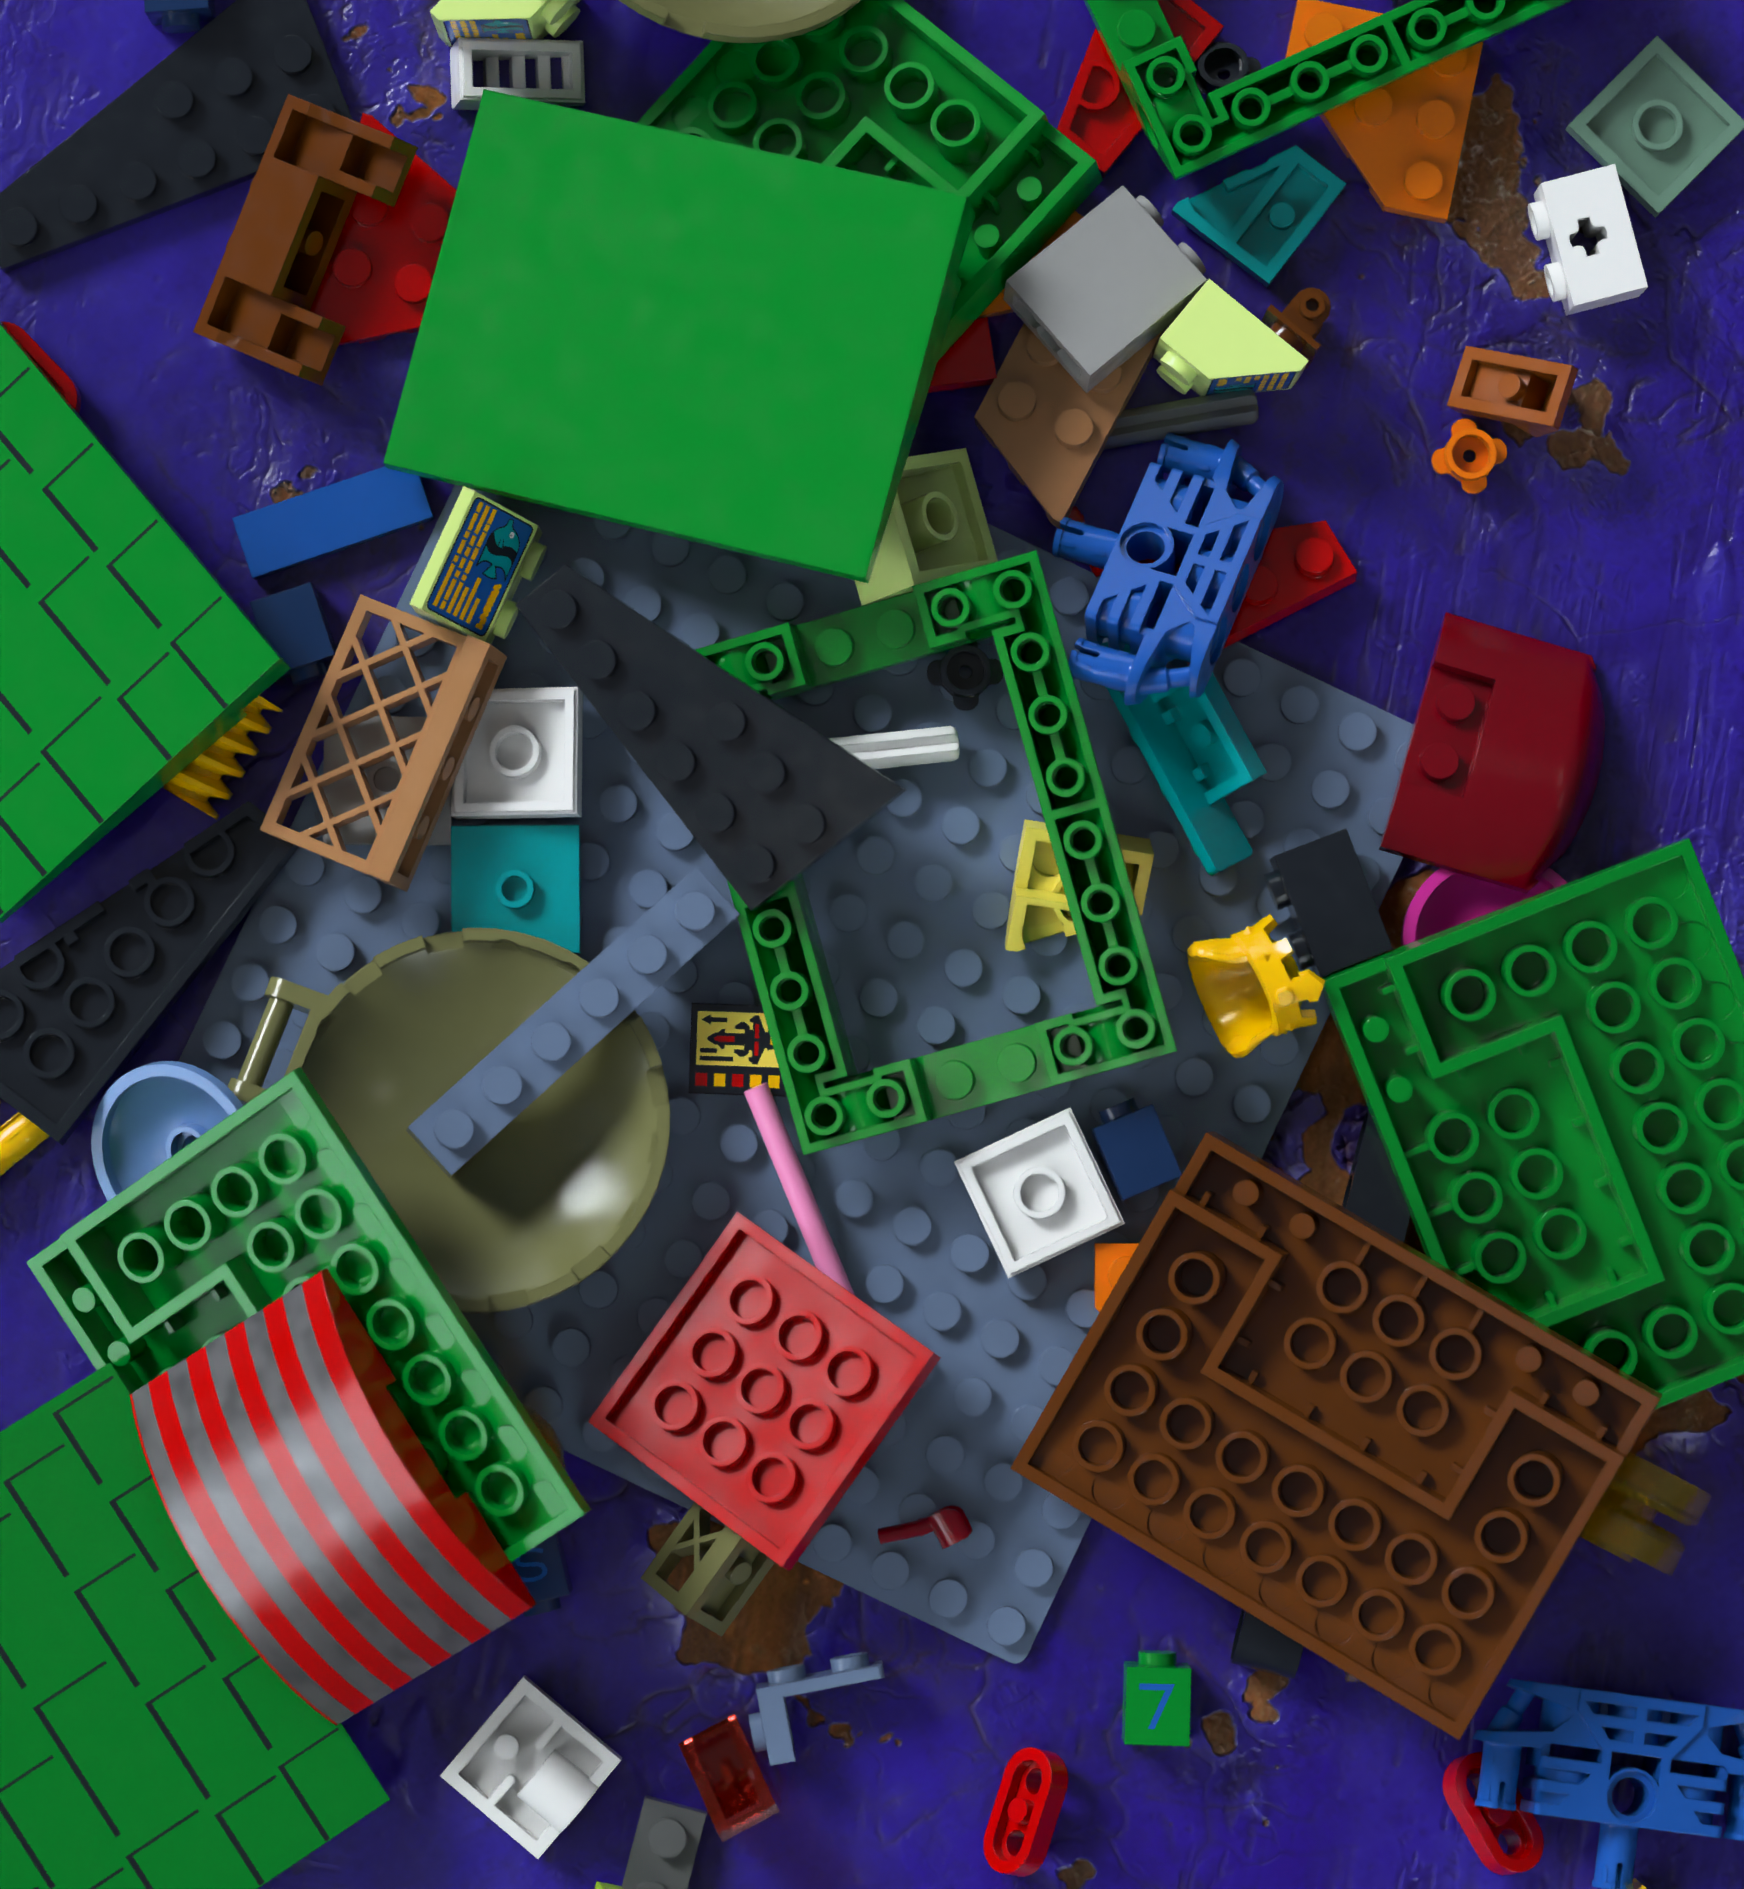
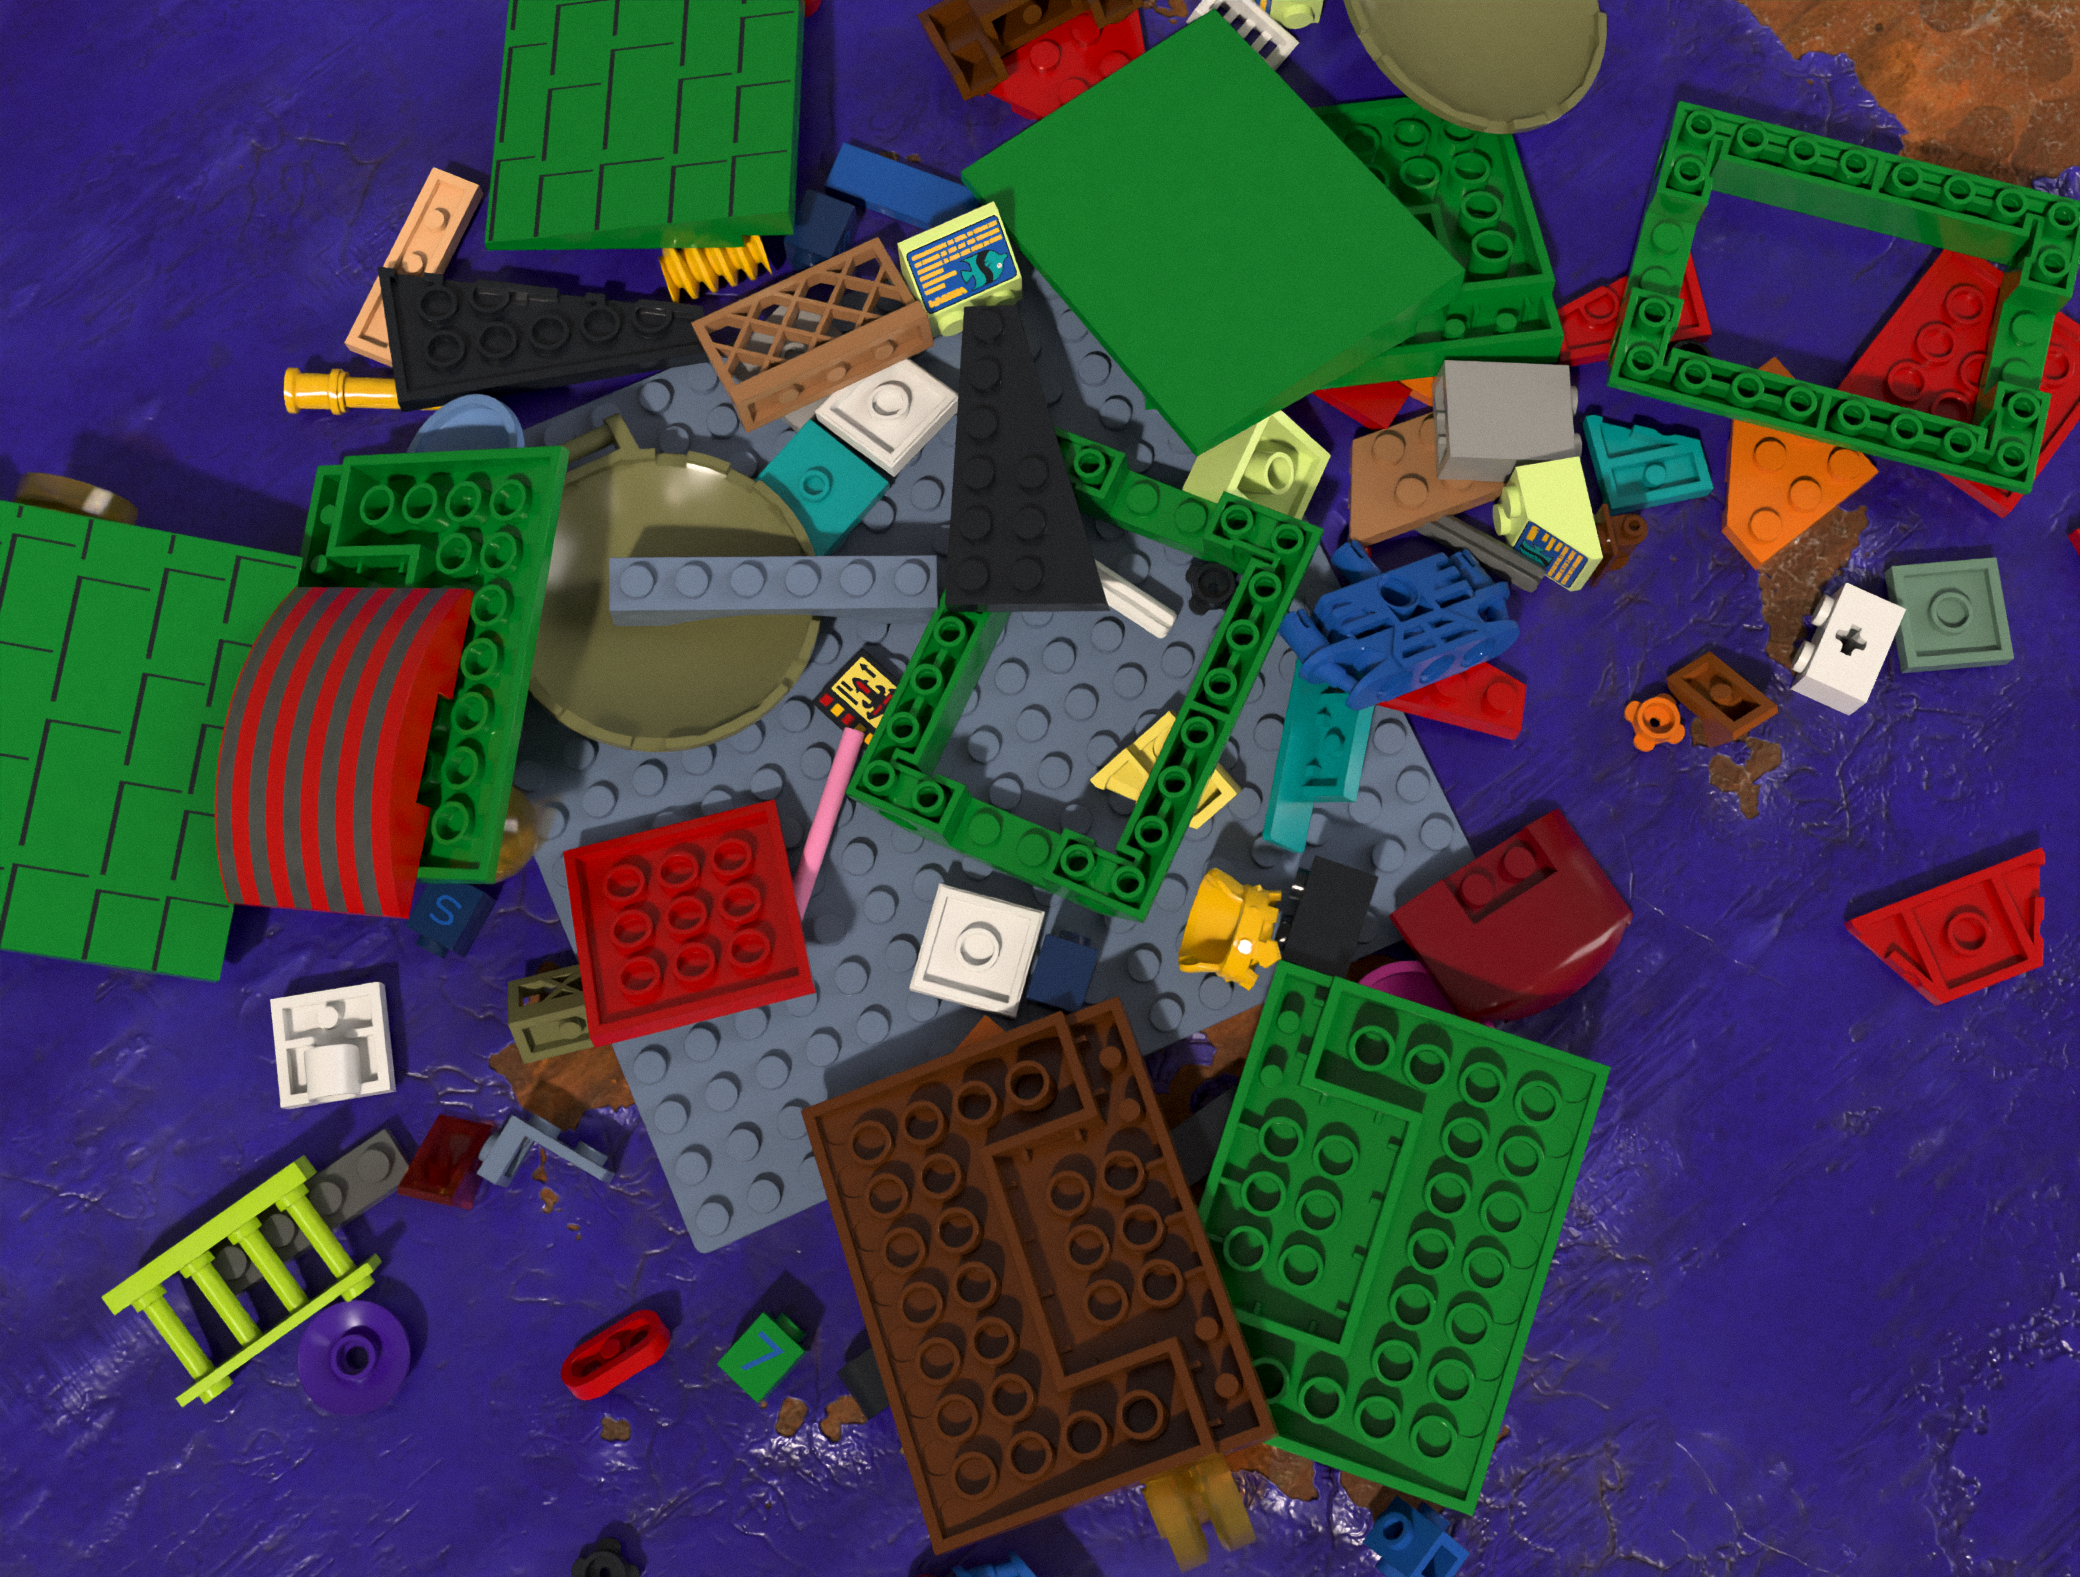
camera: 45 degrees right, 10 degrees down
(947, 1523) = (731, 1116): dark red hand -> none

